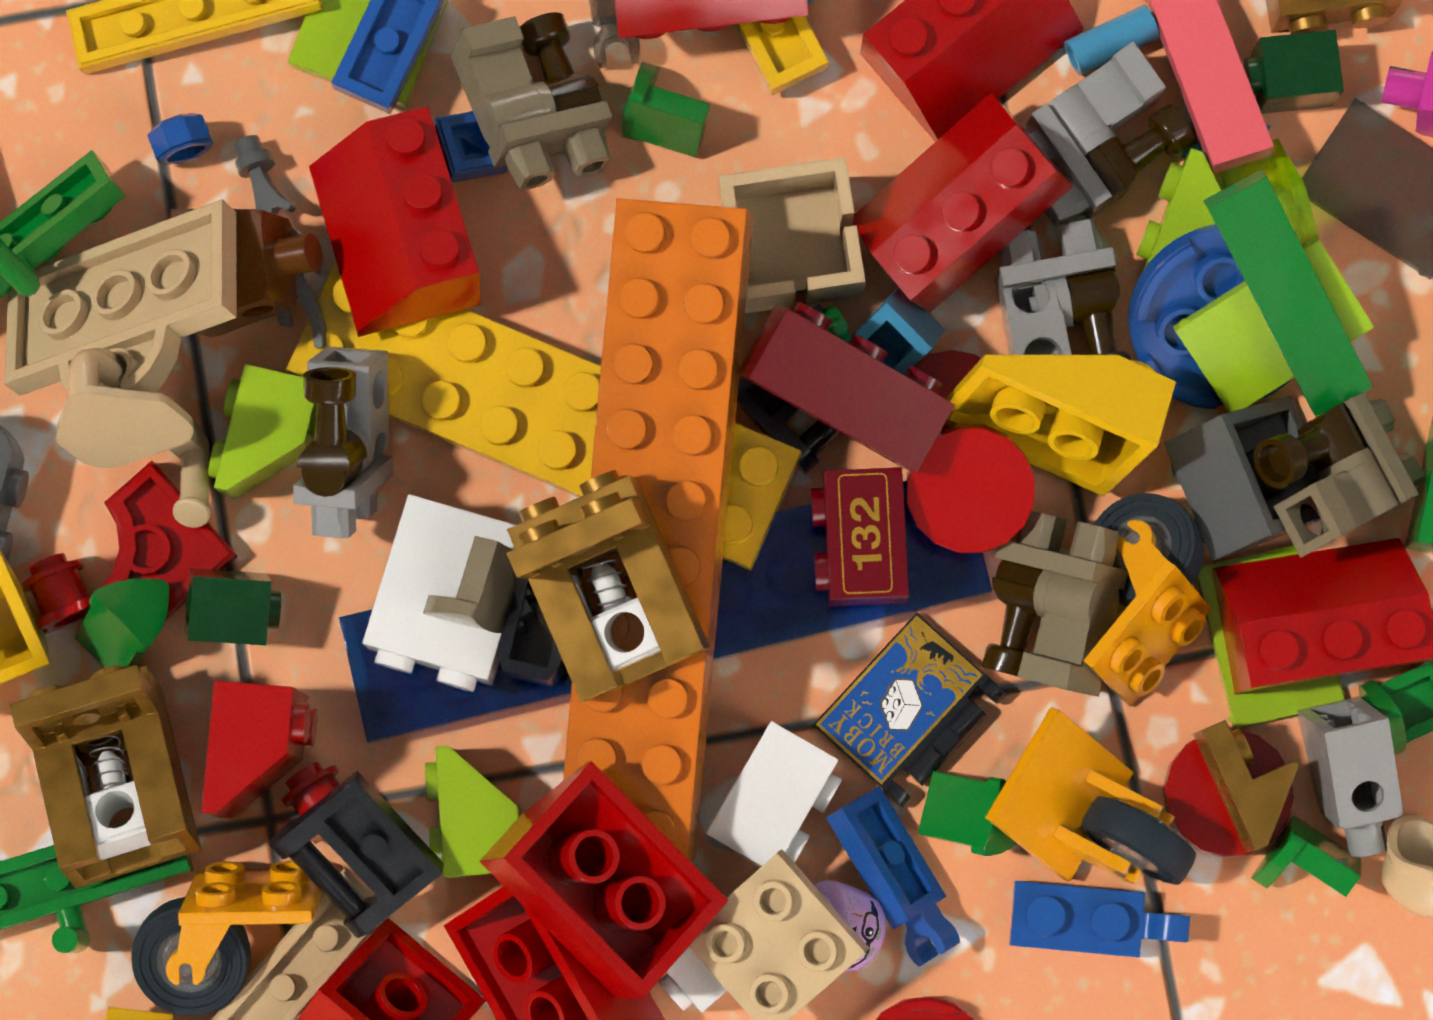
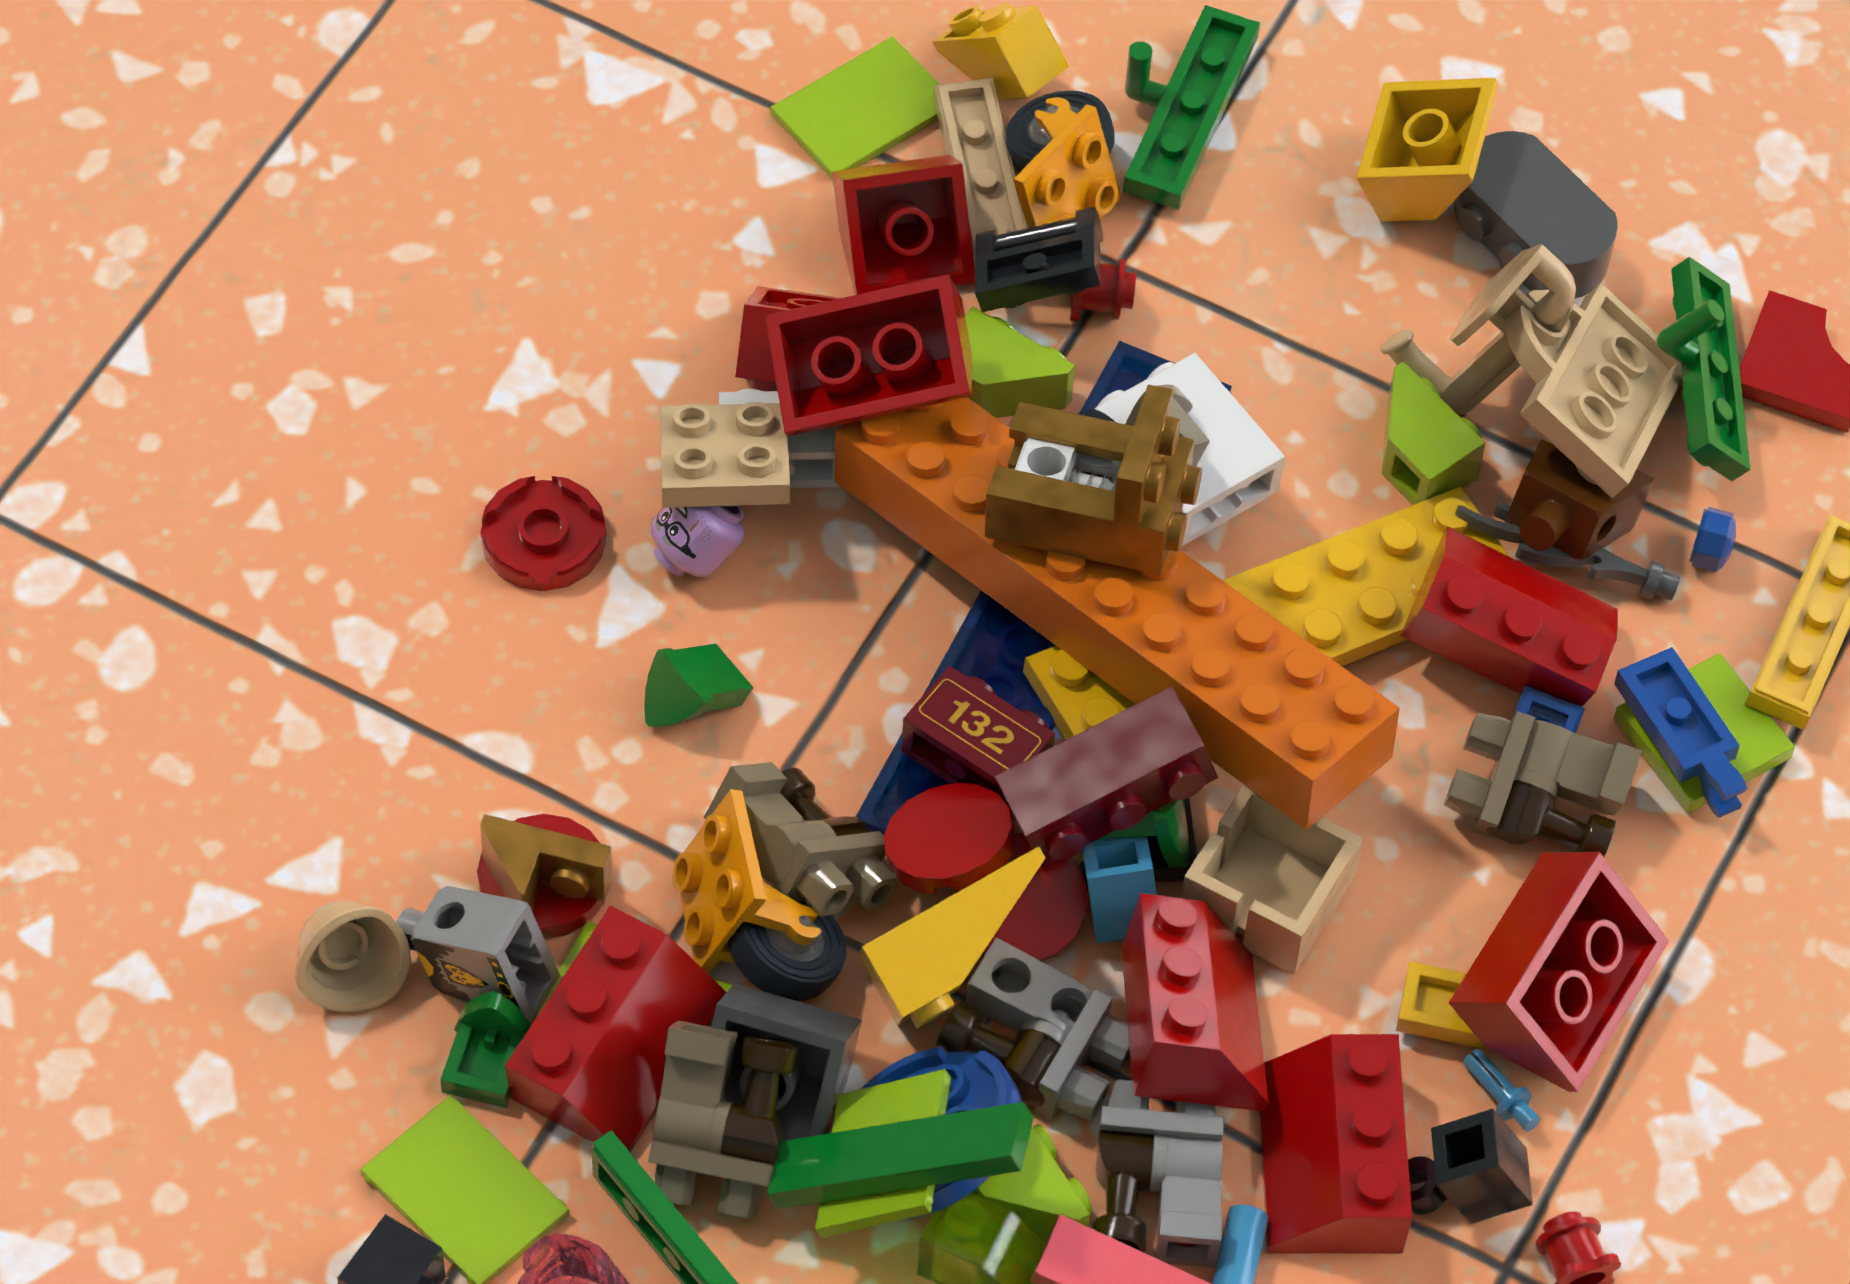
camera: 125 degrees right, 25 degrees down
(58, 592) = (1408, 236): red brick -> none
(96, 725) = (1218, 148): pearl gold brick -> none
(124, 620) = (1350, 258): green tile -> none
(155, 542) = (1371, 308): red tile -> none
(230, 607) = (1302, 321): dark green brick -> none
(253, 742) = (1188, 260): red slope -> none
(351, 434) = (1350, 466): hips -> none
(663, 116) = (1475, 862): green tile -> none
(774, 797) = (833, 563): white brick -> none
(895, 873) = (705, 602): blue plate -> none
(908, 708) = (817, 709): piece -> none
(1077, 792) = (626, 751): light orange plate -> none
(1088, 920) = (538, 711): blue plate -> none
(1311, 852) = (419, 880): green tile -> none

